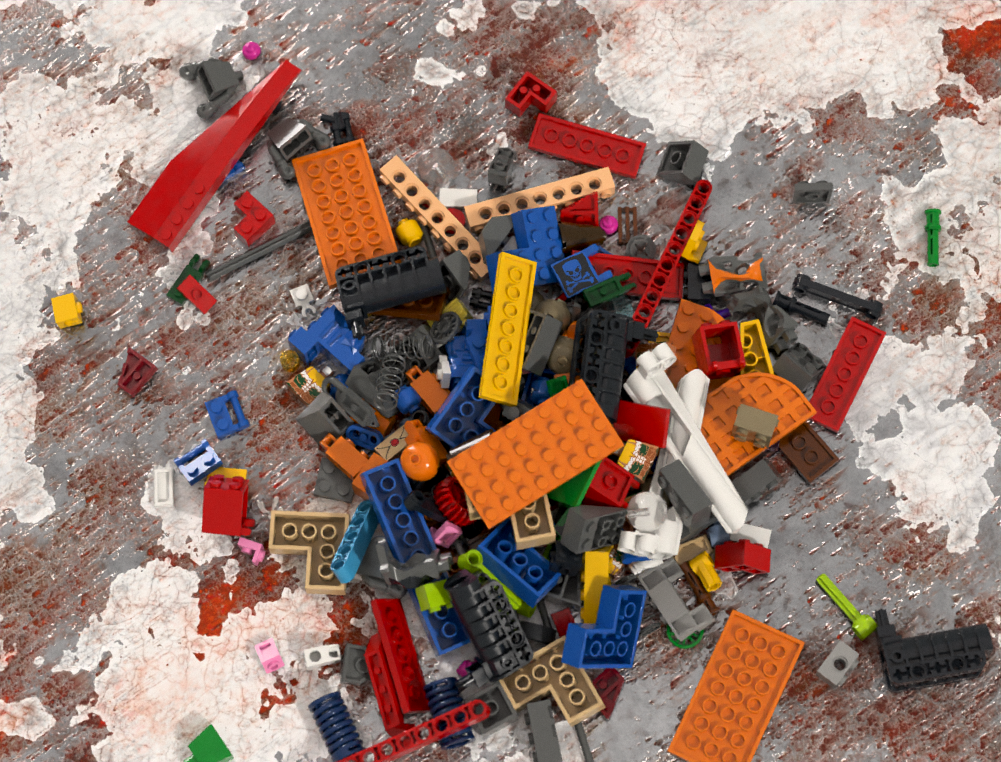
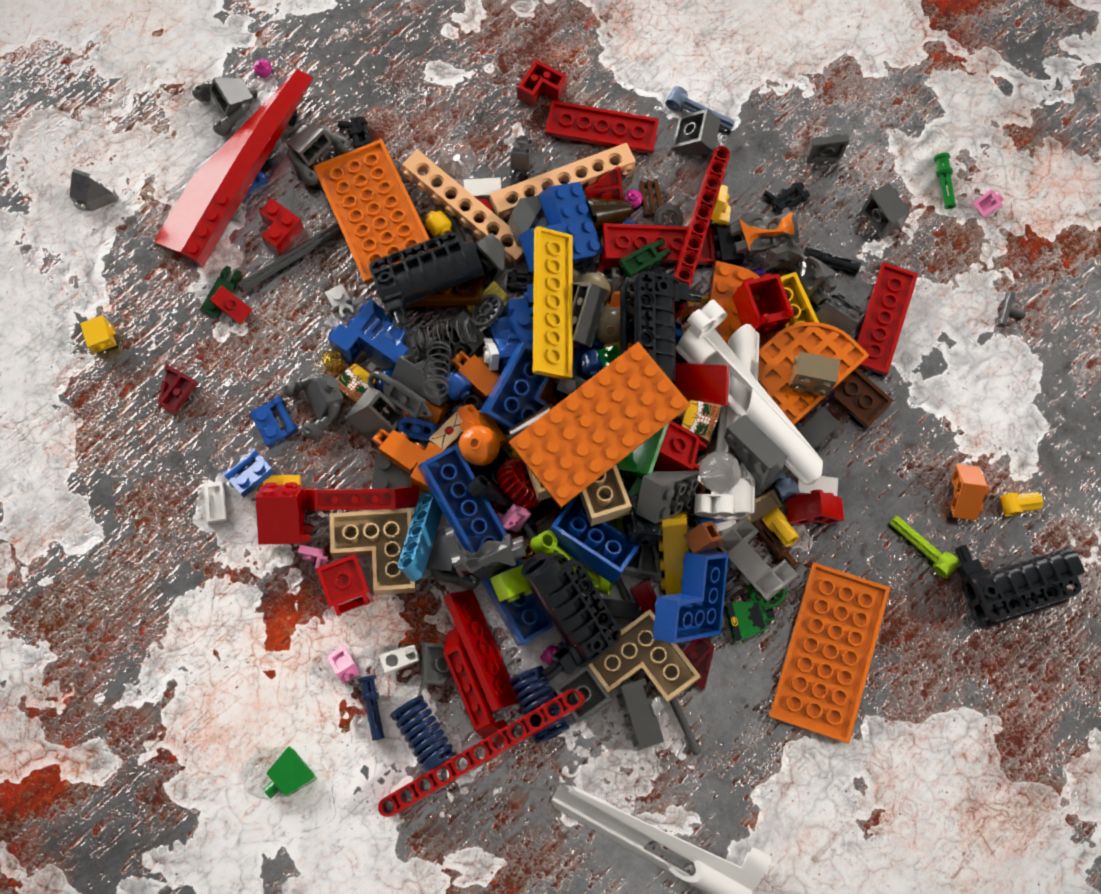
camera: 15 degrees left, 0 degrees up
(69, 166) = (90, 193): none -> flat silver slope
(278, 398) = (324, 398): none -> dark grey torso
(279, 580) = (344, 585): none -> red container
(291, 686) = (368, 696): none -> dark blue pin
(302, 499) = (360, 498): none -> red slope
(577, 272) = (611, 243): flag -> none
(625, 572) = (703, 538): none -> dark orange slope
(660, 657) = (746, 619): none -> green torso
(670, 124) = (679, 99): none -> sand blue axle
(761, 243) = (784, 200): none -> black piece
(840, 653) = (918, 614): light grey brick -> none
(863, 264) = (886, 210): none -> dark grey brick
(872, 309) = (899, 253): black piece -> none
(898, 554) = (969, 492): none -> orange brick
(944, 575) = (1016, 504): none -> yellow piece
(973, 265) = (988, 203): none -> bright pink bracket
(974, 378) = (1009, 310): none -> dark grey piece

